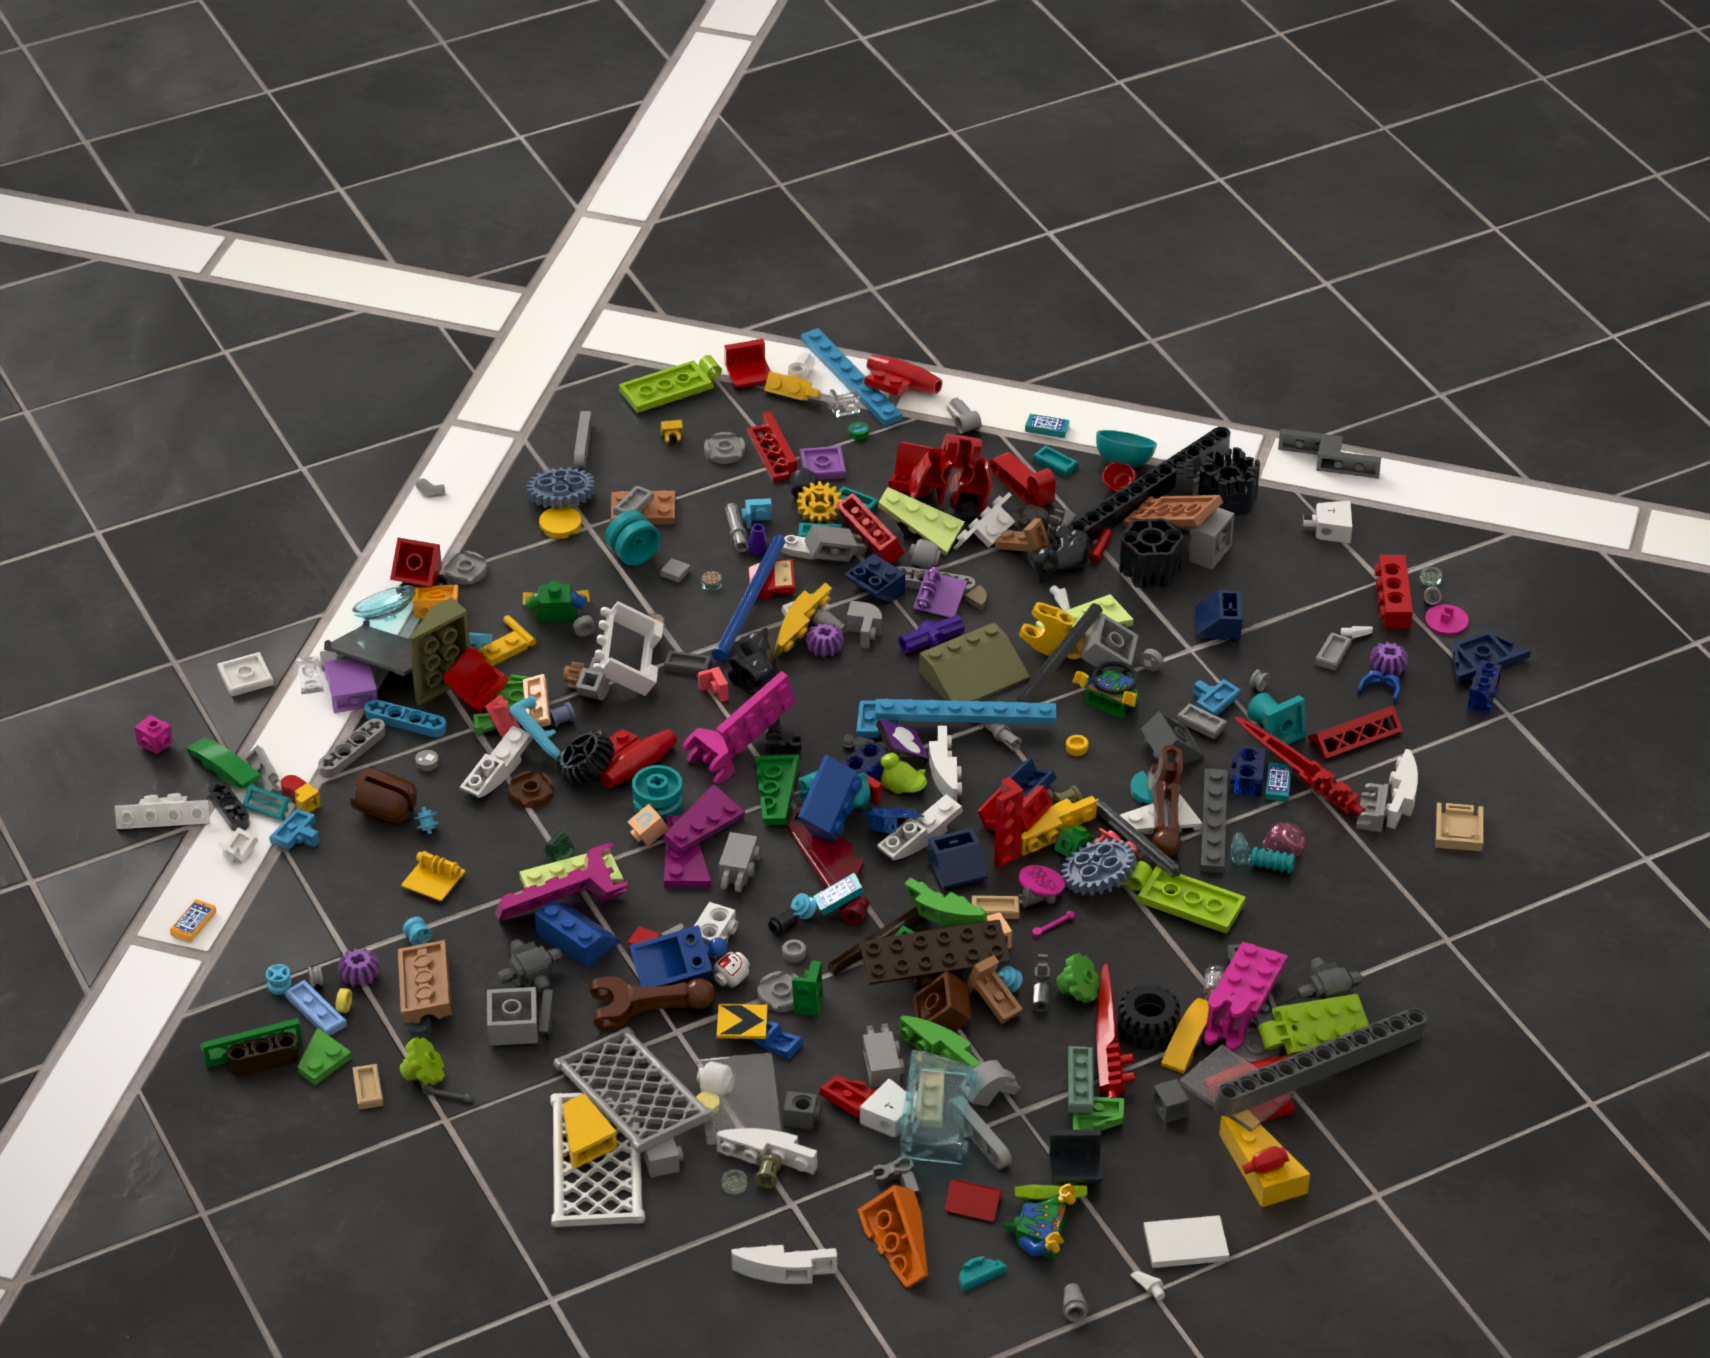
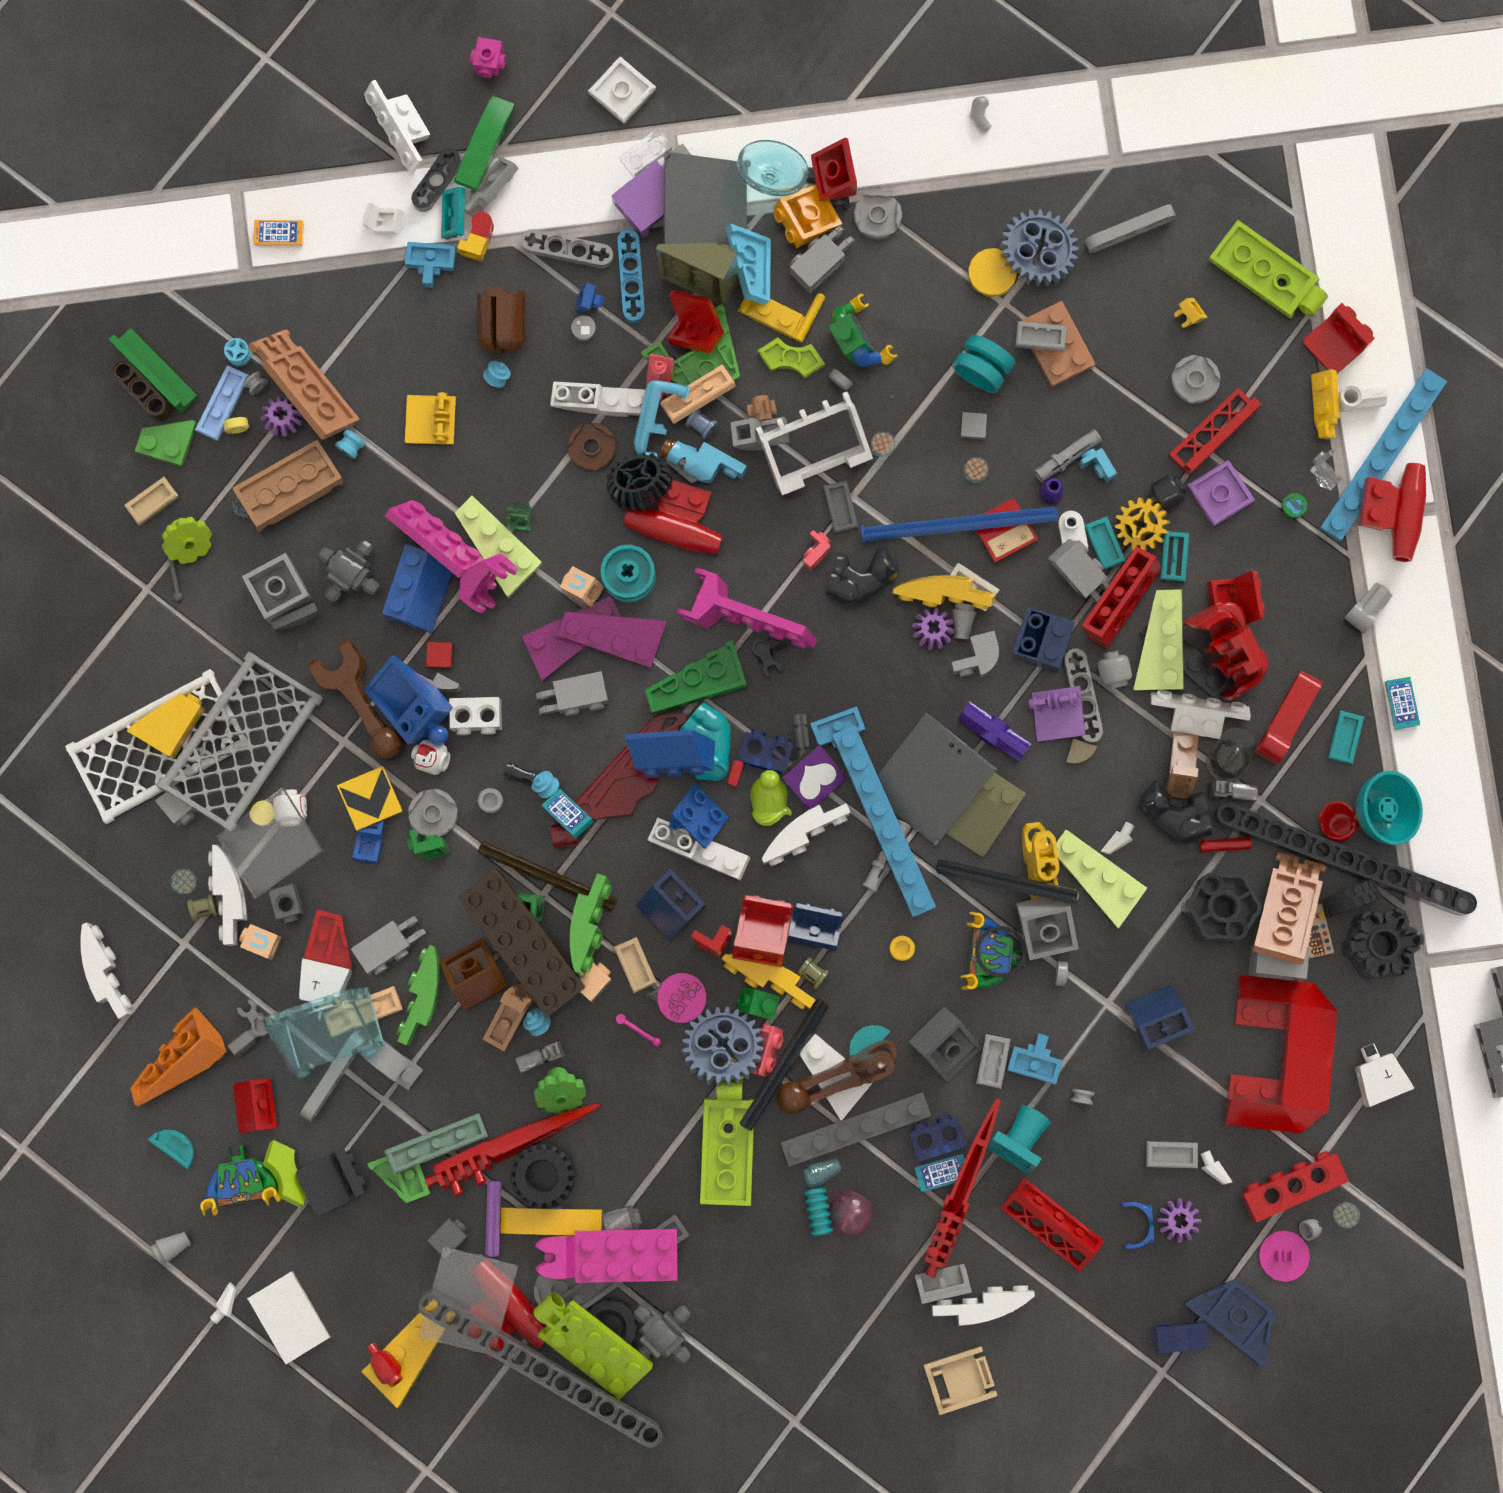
camera: 70 degrees right, 40 degrees up
(344, 939) = (304, 384): none -> nougat hinge
(403, 746) = (588, 299): none -> blue tile
(479, 606) = (819, 260): none -> light grey hinge
(548, 647) = (802, 360): none -> lime tile
(597, 716) = (702, 464): none -> medium azure plate
(826, 1138) = (259, 941): none -> light nougat brick
(949, 665) = (932, 780): none -> dark grey door
(1160, 1066) = (493, 1214): none -> medium lavender axle
(1322, 575) = (1306, 1059): none -> red slope

